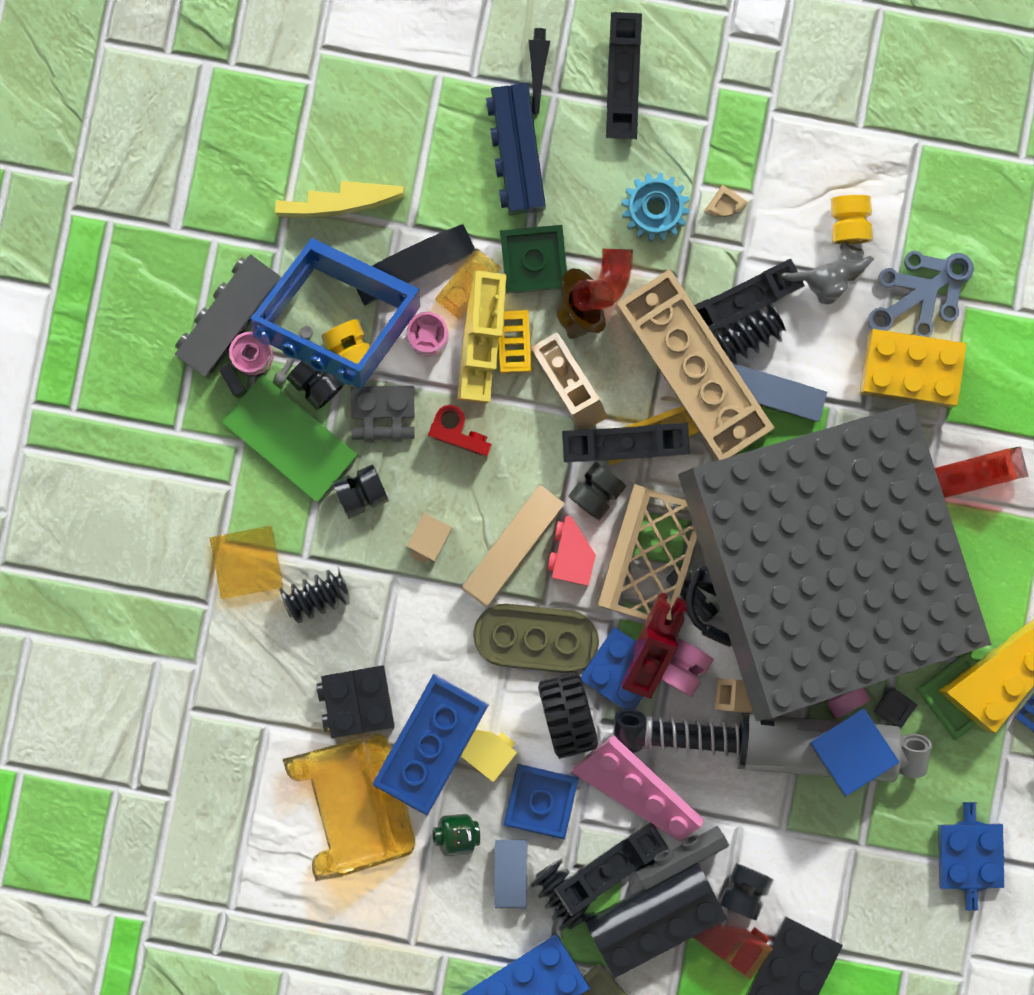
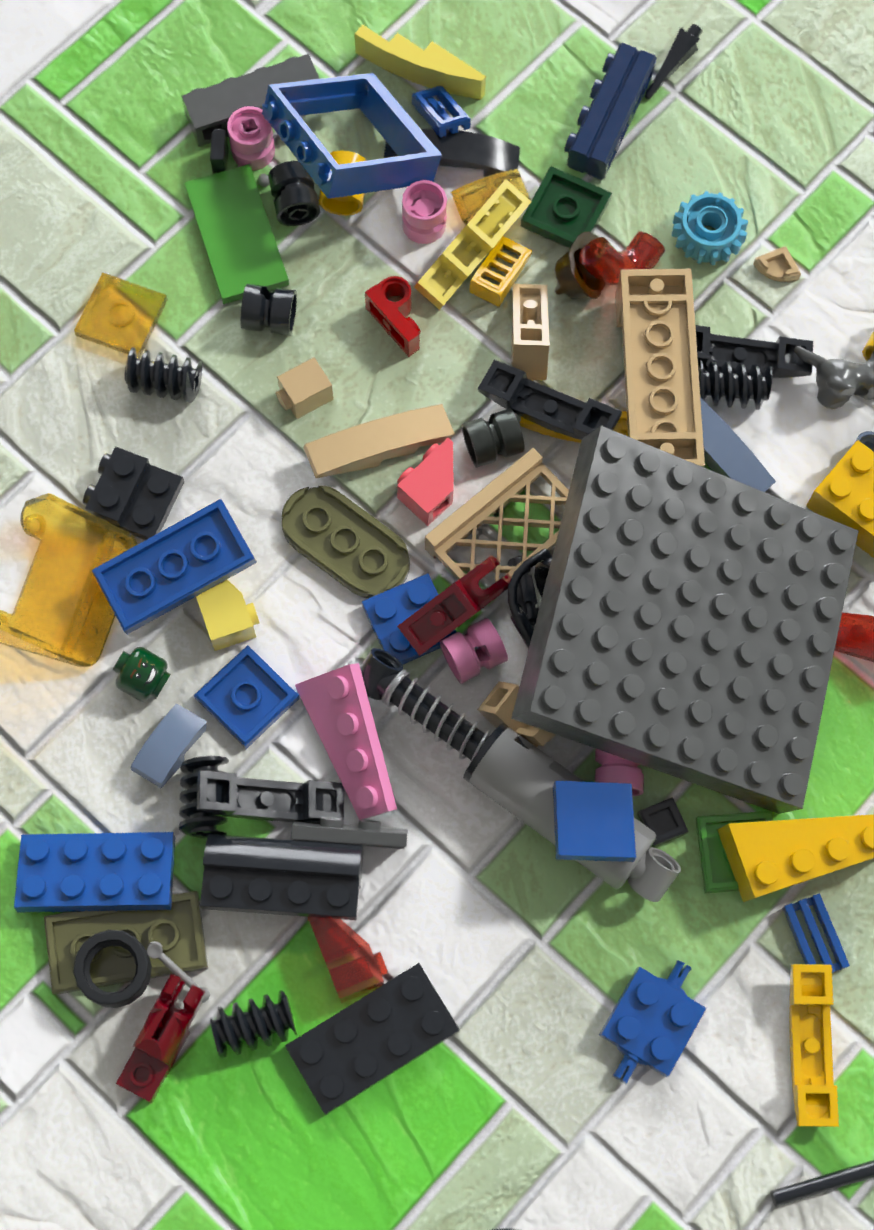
camera: 25 degrees right, 15 degrees down
(382, 402) = (341, 251): dark grey plate -> none
(402, 246) = (435, 113): none -> blue tile
(568, 715) = (326, 618): black tyre -> none
(623, 75) = (751, 104): black slope -> none
(740, 901) = (382, 916): black wheel -> none

